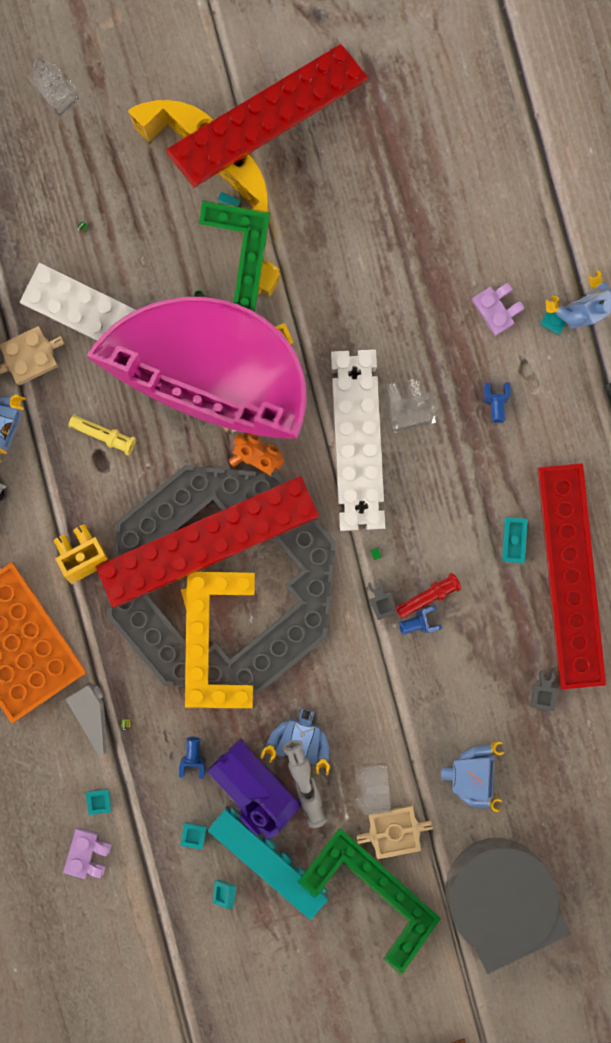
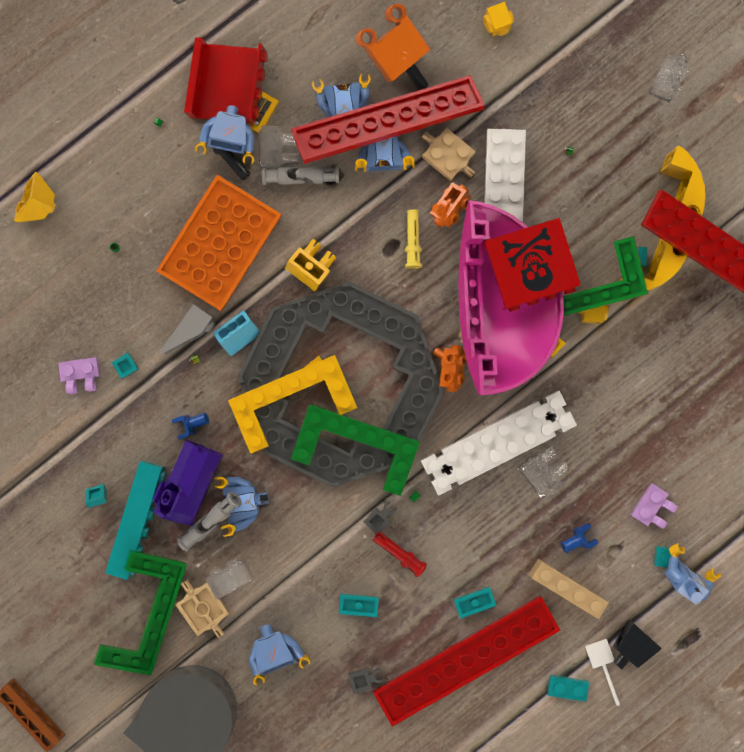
camera: 70 degrees right, 0 degrees up
(84, 378) = (450, 205): none -> orange brick
(117, 666) = (237, 333): none -> medium azure brick
(184, 319) = (532, 264): none -> red panel
(193, 835) = (131, 451): teal plate -> none
(207, 542) = (365, 360): red plate -> none
(248, 616) = (400, 445): none -> green plate
(419, 622) = (375, 555): blue piece -> none
(463, 664) = (358, 605): none -> teal plate
(543, 435) = (568, 588): none -> tan brick

